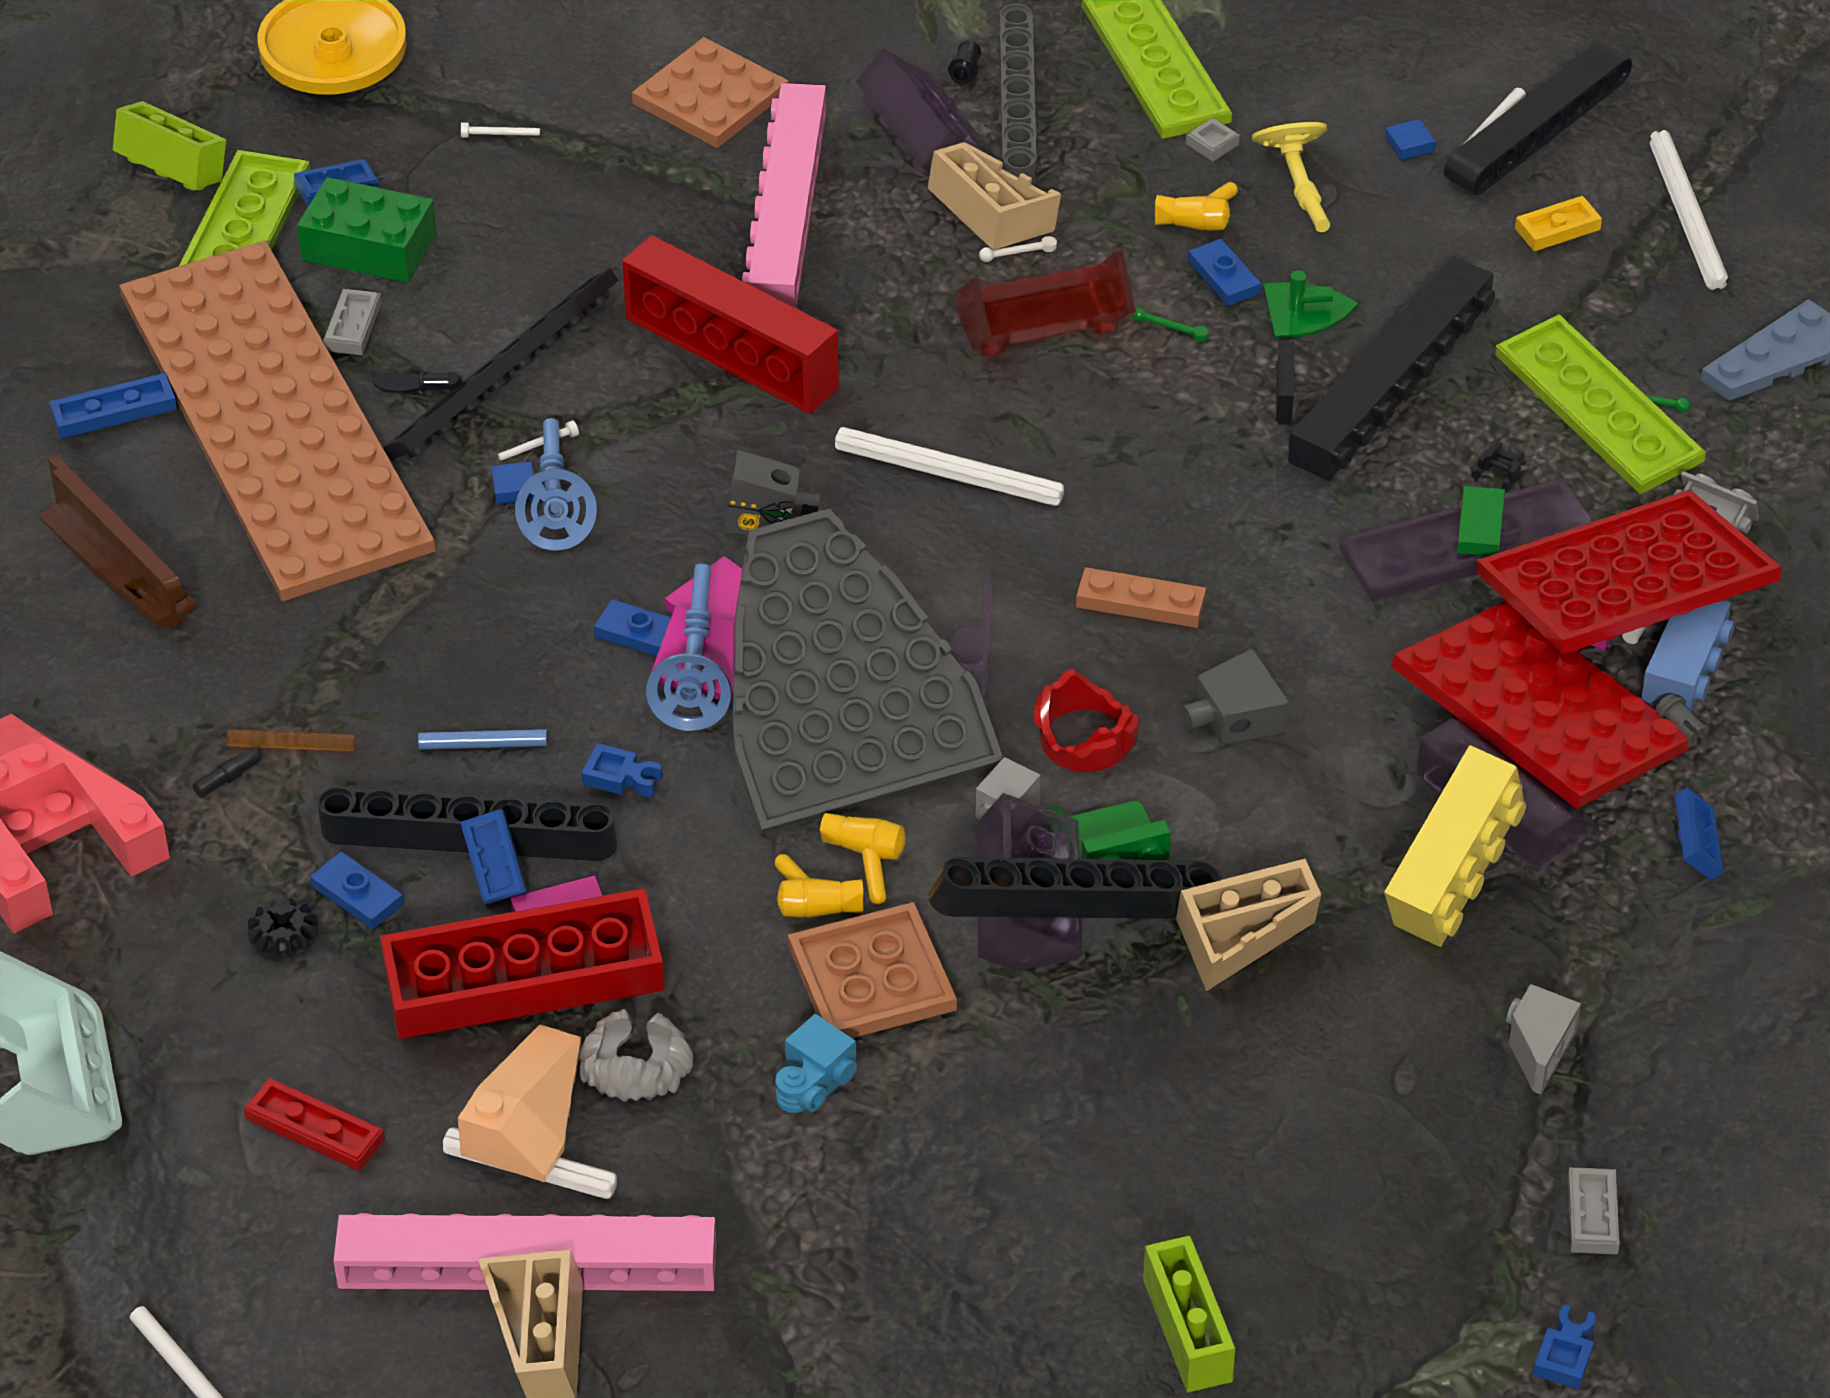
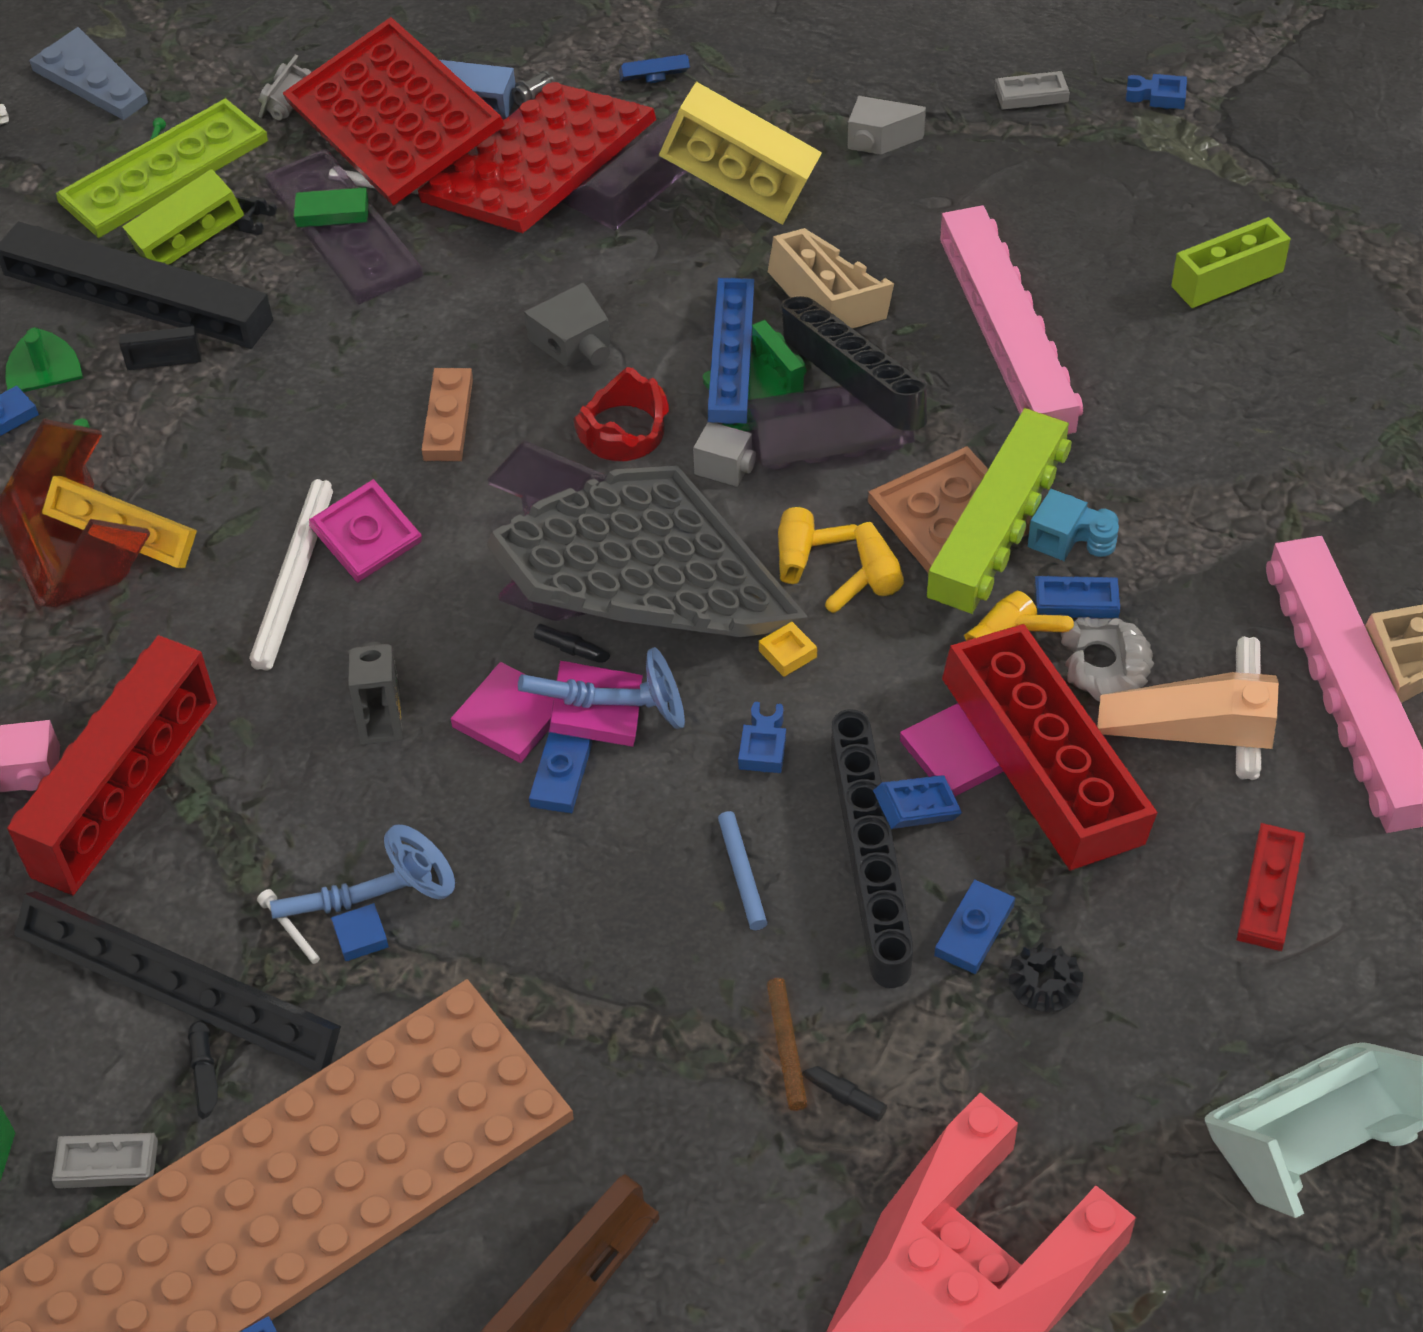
camera: 100 degrees left, 5 degrees up
(701, 984) = (1017, 610): none -> yellow piece
(718, 1052) = (1077, 596): none -> blue plate
(726, 807) = (787, 649): none -> yellow plate
(837, 987) = (998, 511): none -> lime brick
(982, 516) = (365, 530): none -> dark pink tile
(1046, 337) = (78, 504): none -> yellow plate
(1130, 807) = (731, 351): none -> blue plate
(1155, 1082) = (1007, 316): none -> bright pink brick
(1477, 401) = (184, 219): none -> lime brick

